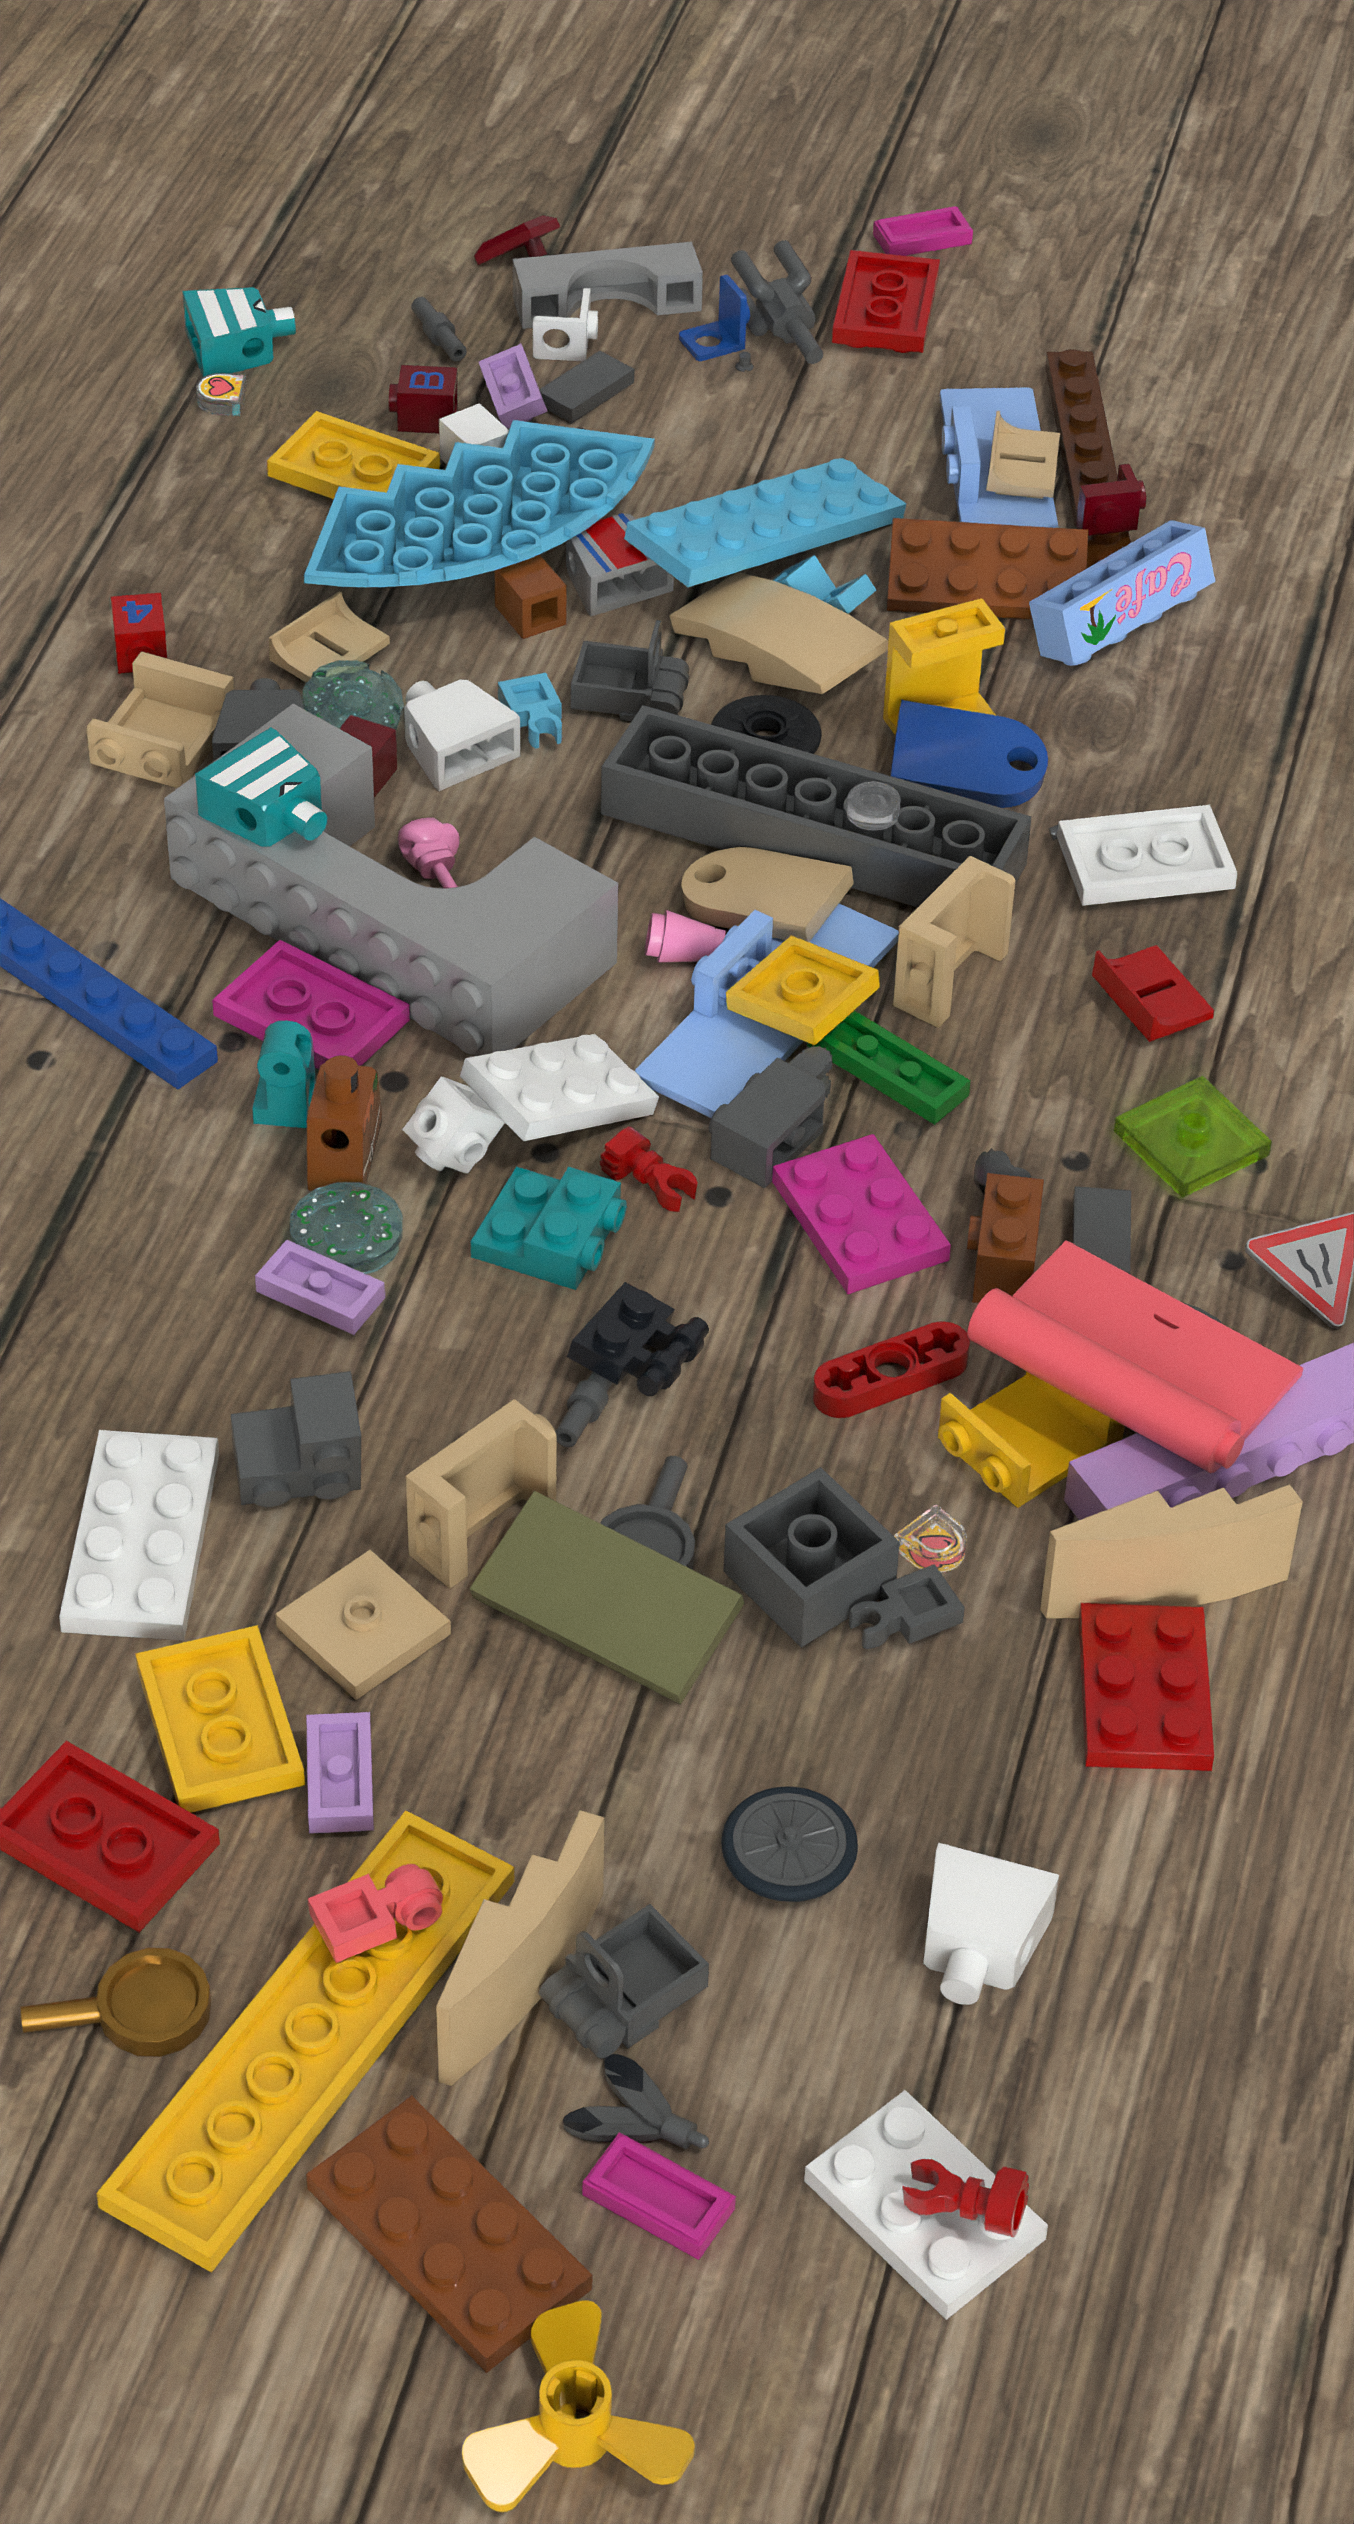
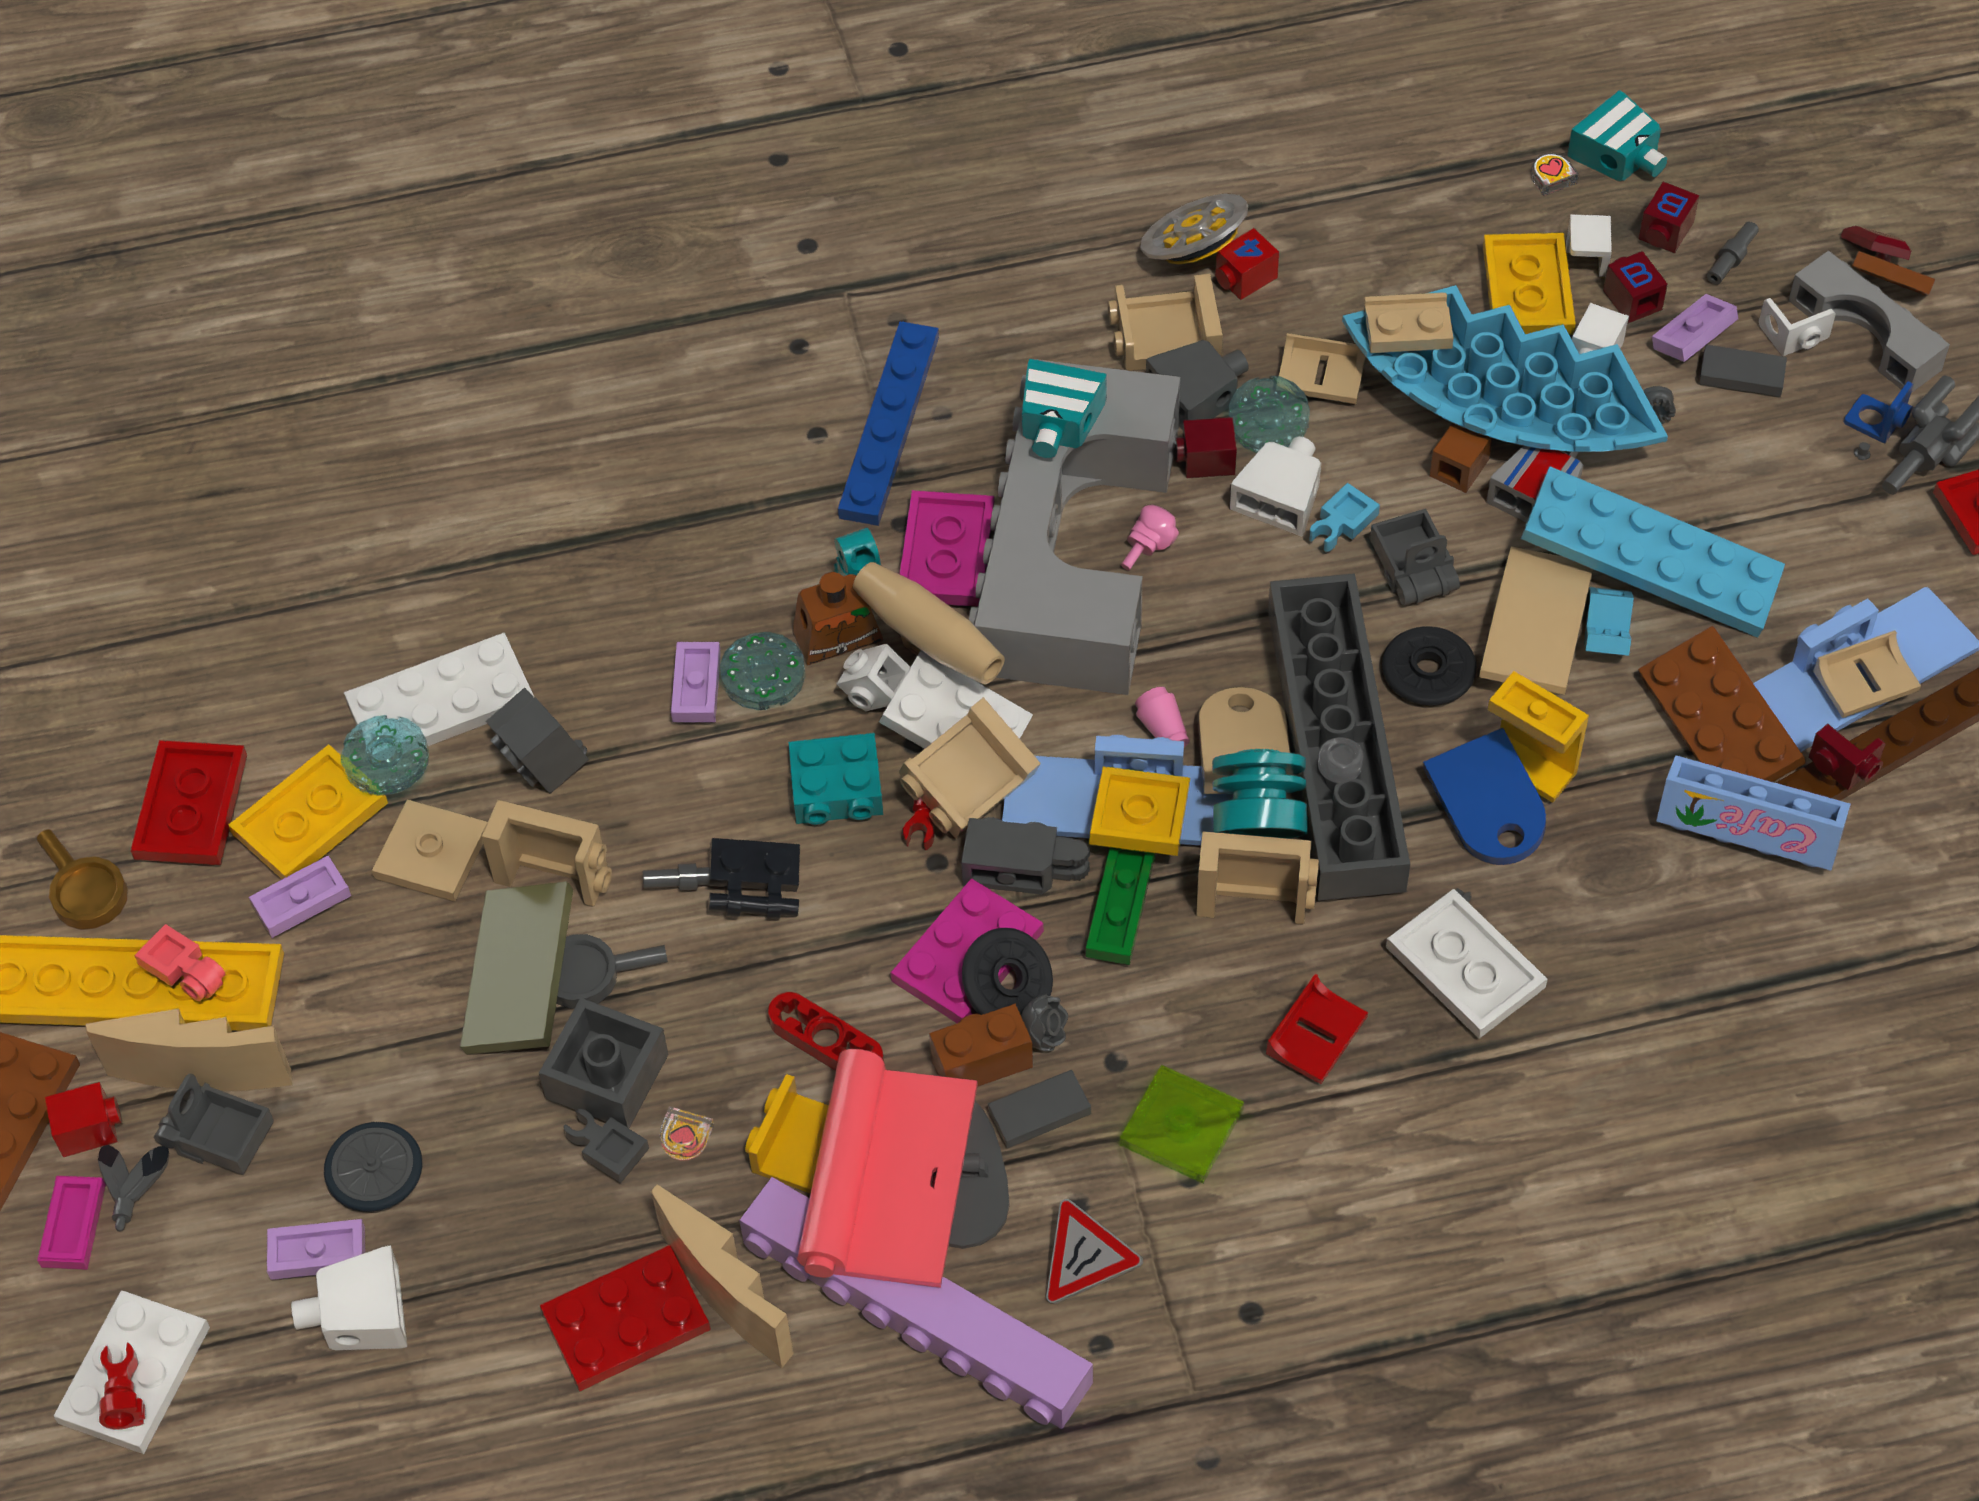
camera: 65 degrees right, 10 degrees up
(64, 638) = (1195, 229): none -> flat silver piece
(204, 1599) = (384, 755): none -> clear light blue tile
(348, 393) = (1590, 238): none -> white panel
(361, 342) = (1668, 217): none -> dark red brick
(362, 532) = (1408, 322): none -> tan plate
(441, 1027) = (928, 623): none -> tan plate
(520, 2118) = (83, 1119): none -> red brick
(574, 239) = (1893, 273): none -> dark orange tile
(647, 1088) = (968, 769): none -> tan panel
(874, 1940) = (307, 1248): none -> lavender plate
(875, 876) = (1259, 791): none -> teal wheel
(928, 1182) = (1002, 948): none -> black wheel

